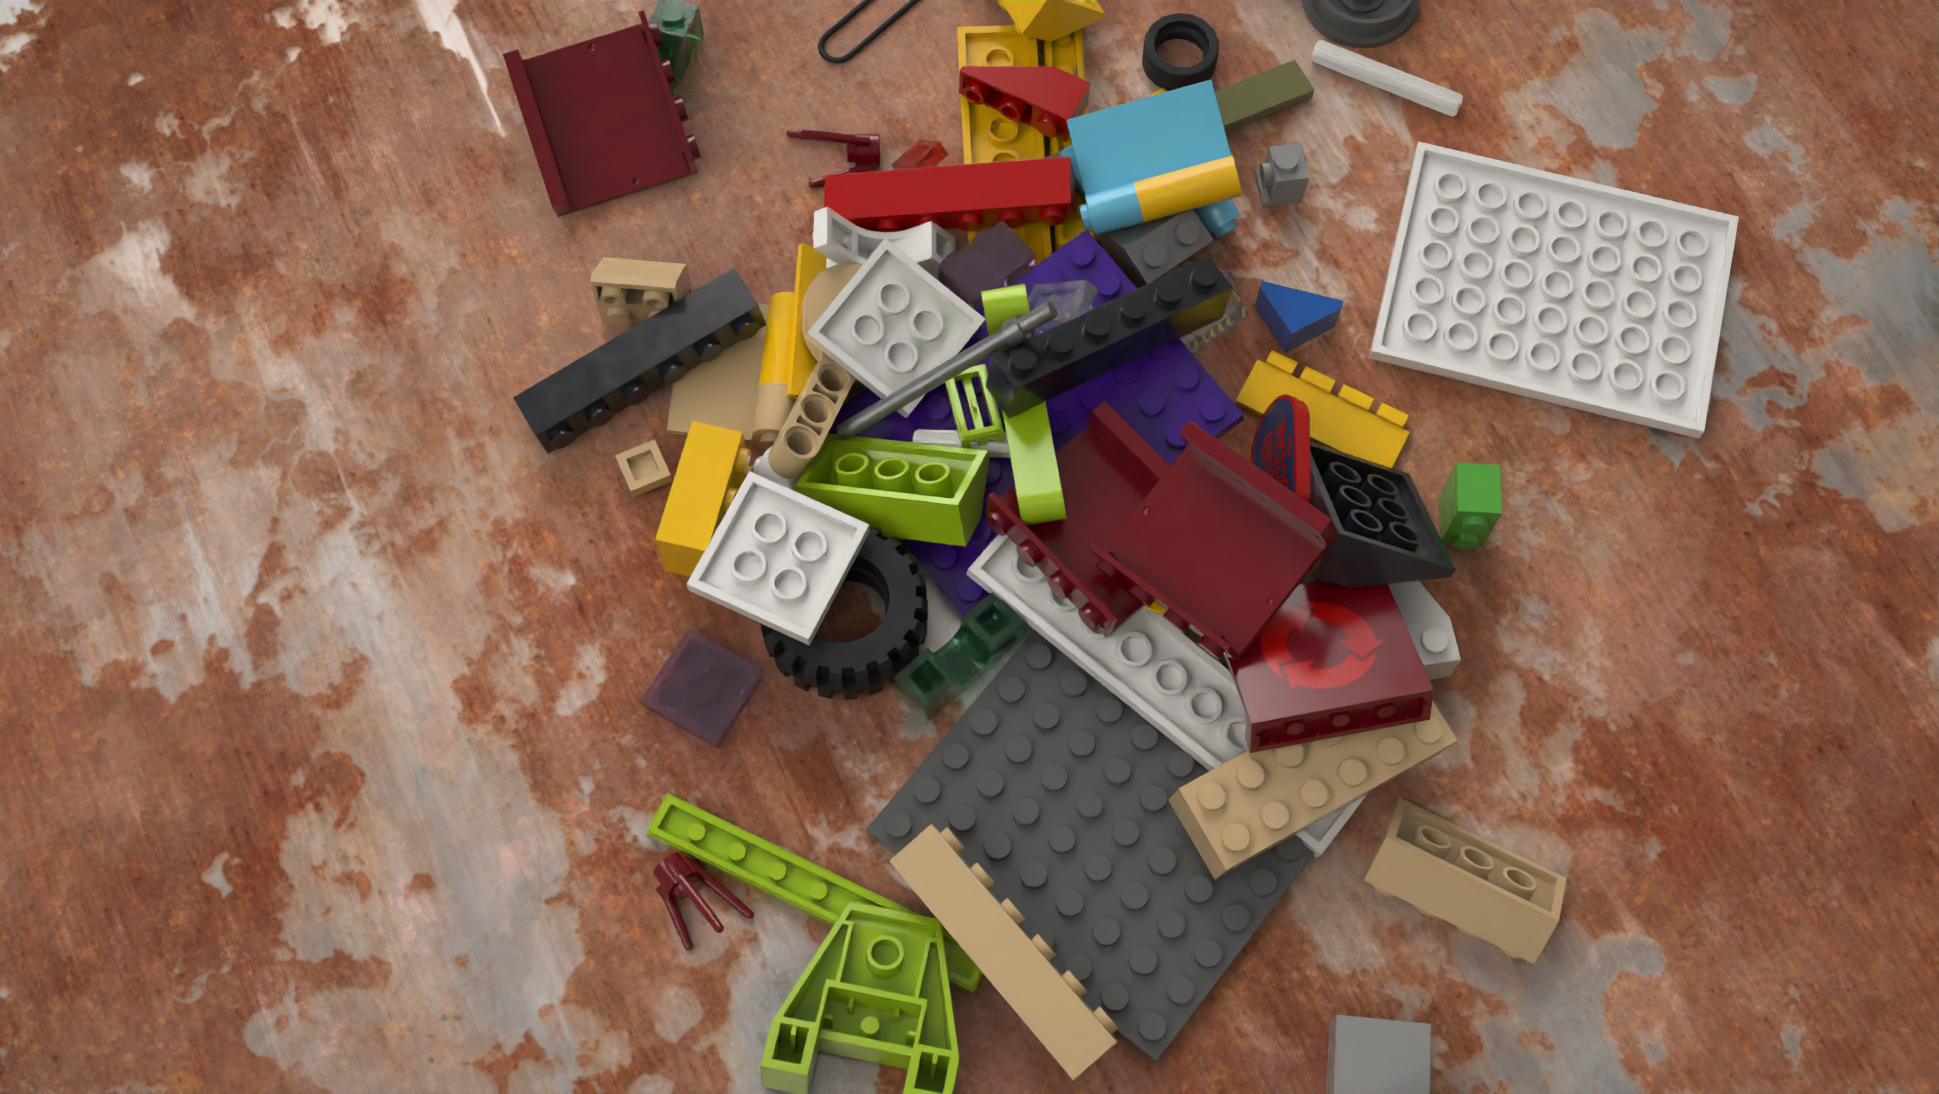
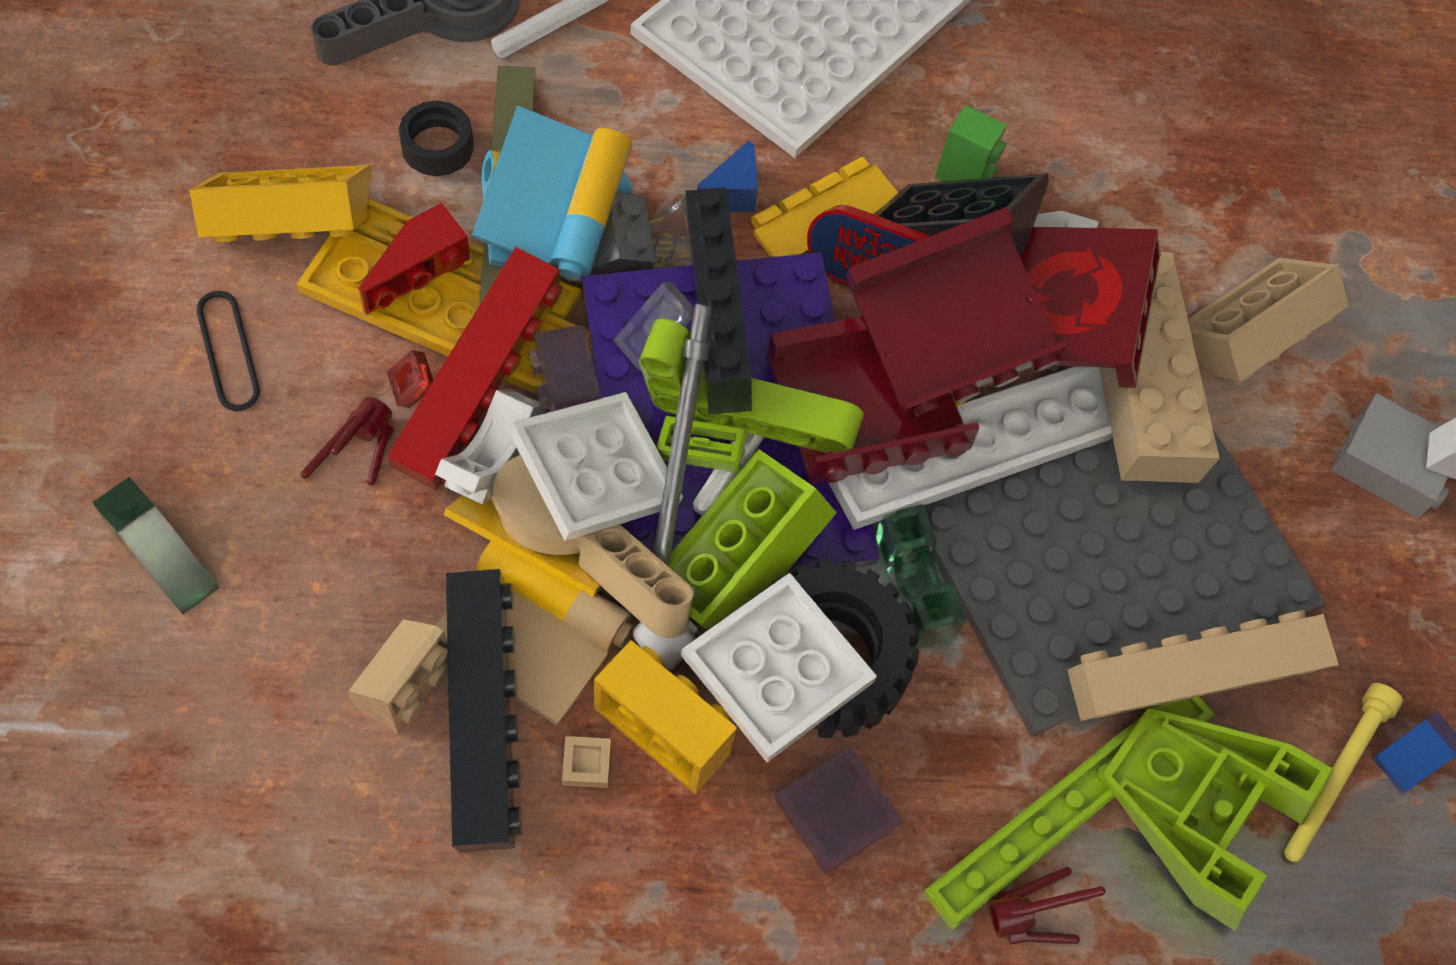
camera: 70 degrees left, 5 degrees down
(603, 117) = (185, 619): dark red panel -> none
(1282, 176) = (603, 113): light grey brick -> none

